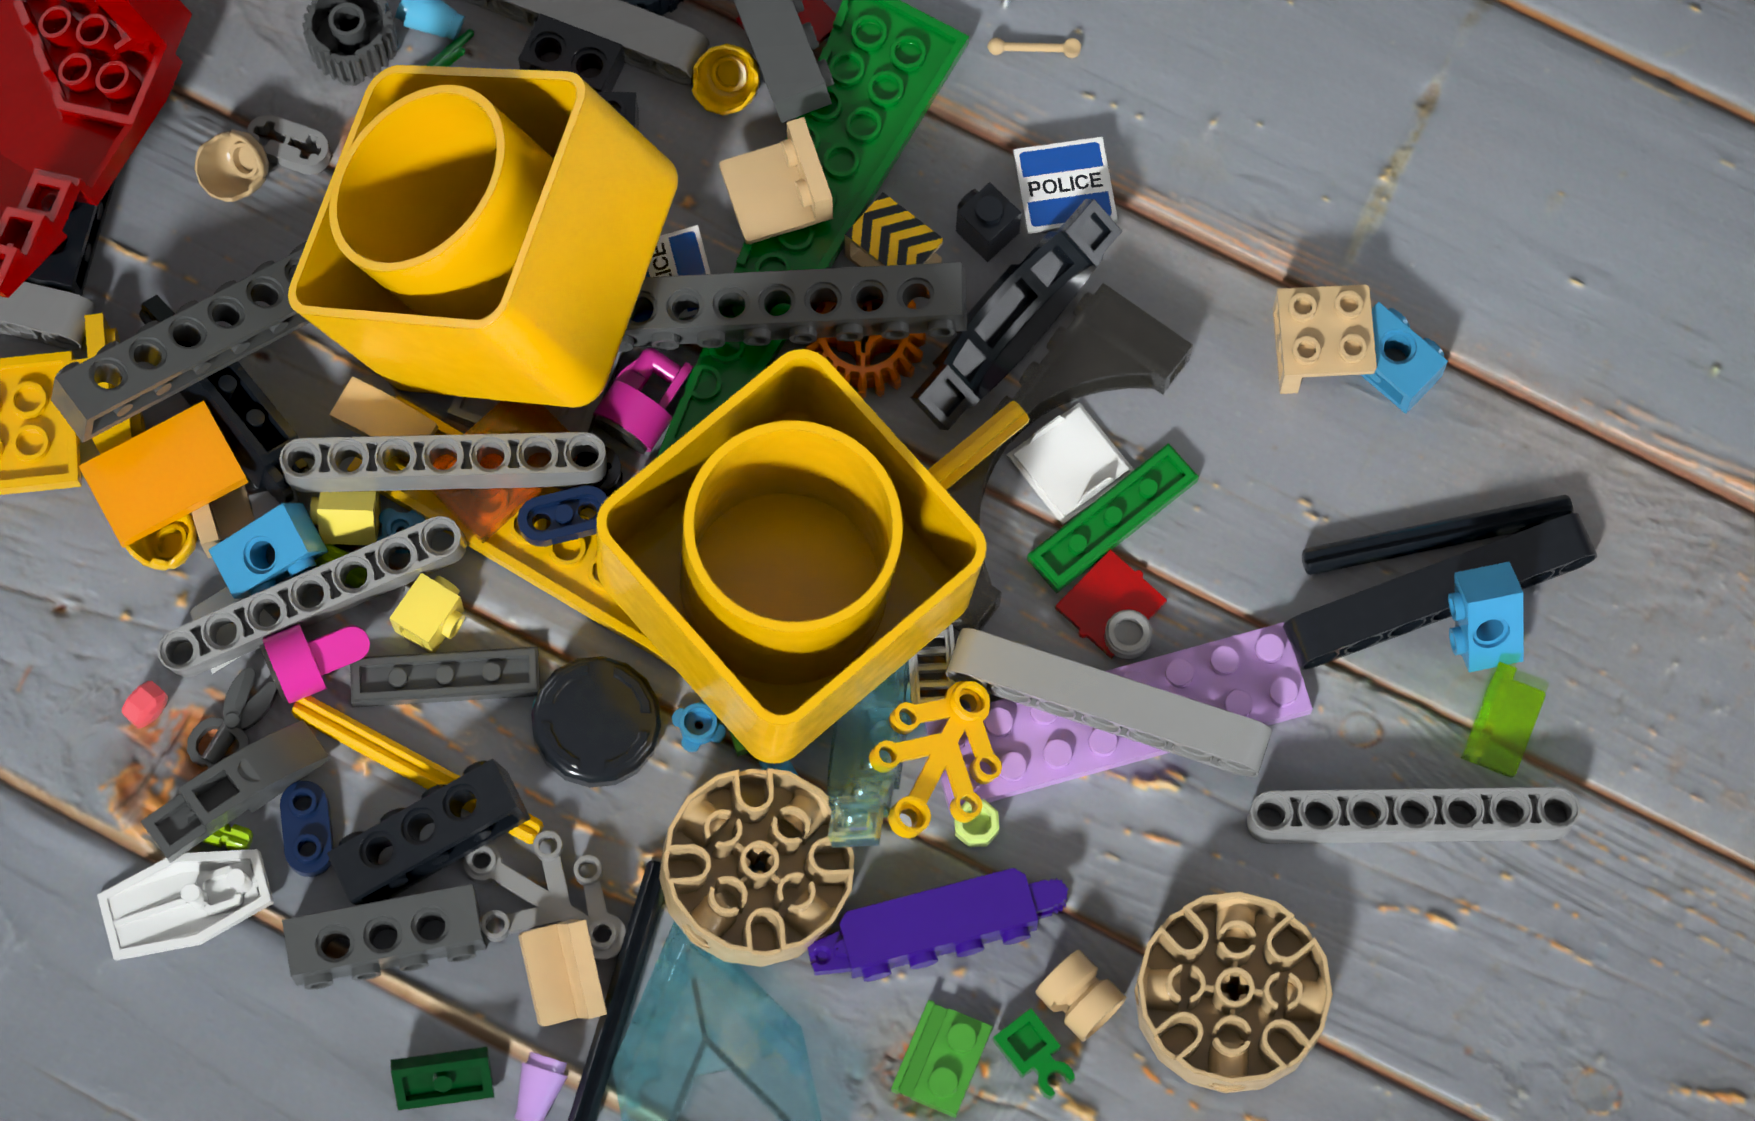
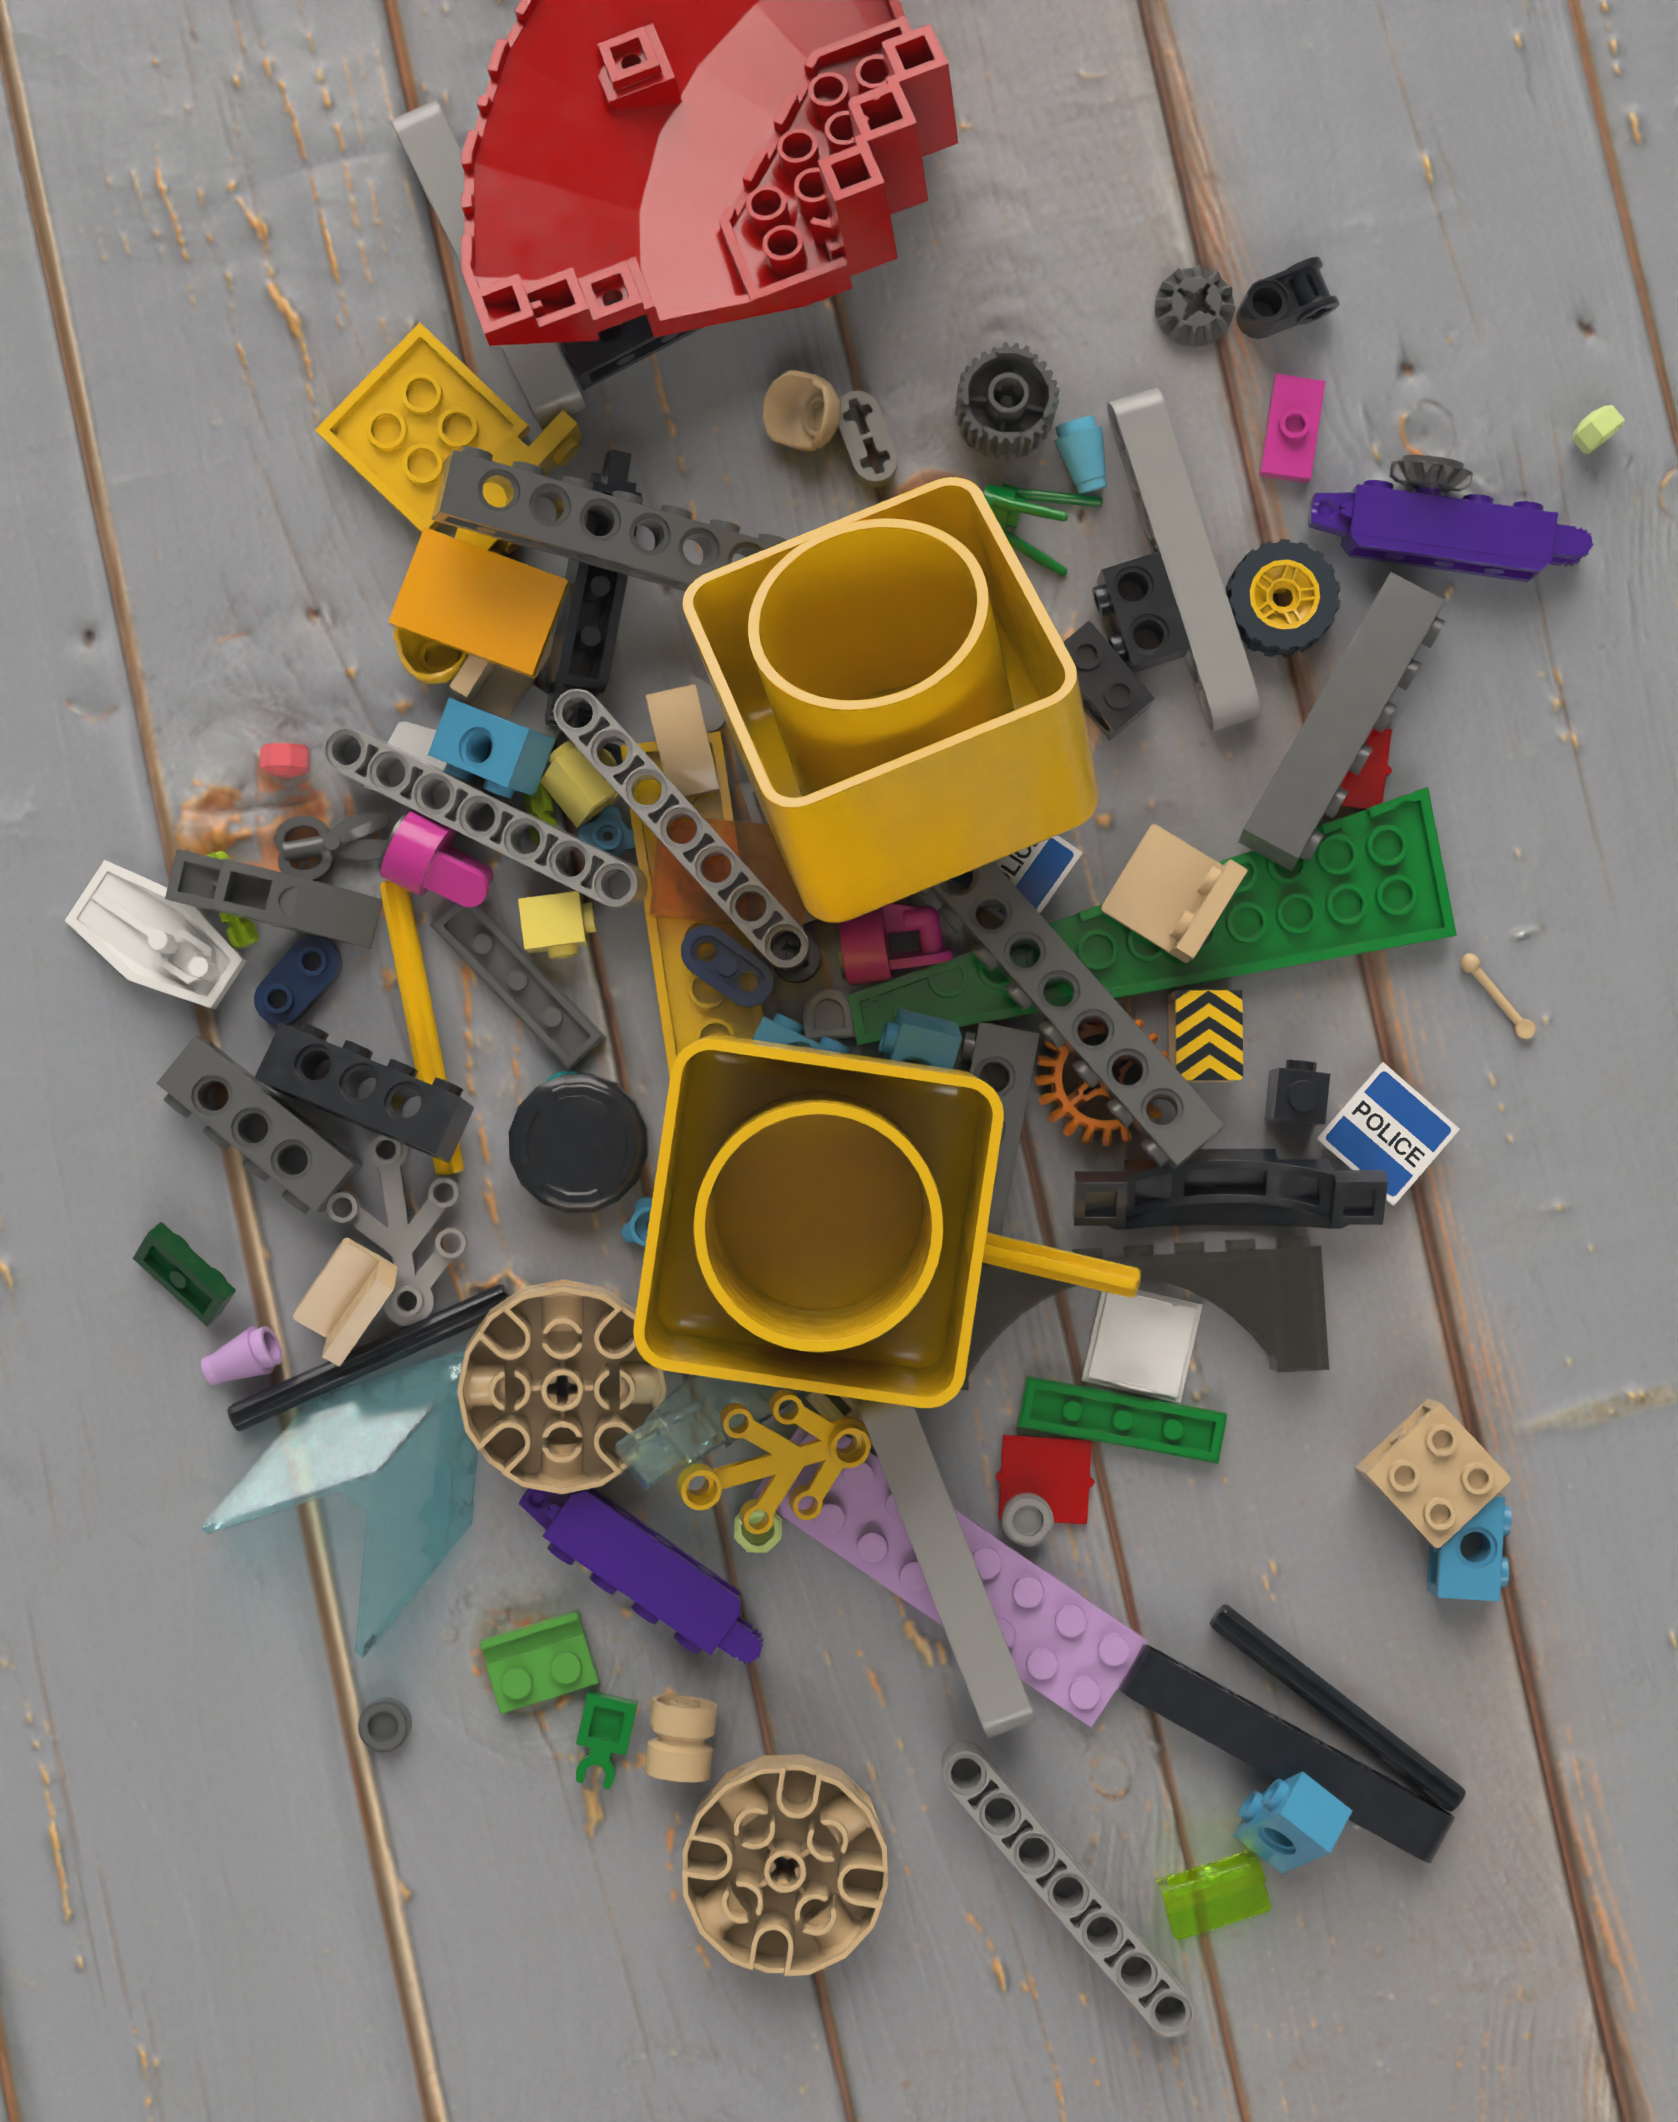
camera: 50 degrees right, 15 degrees up
(725, 79) = (1236, 761): yellow hair -> none

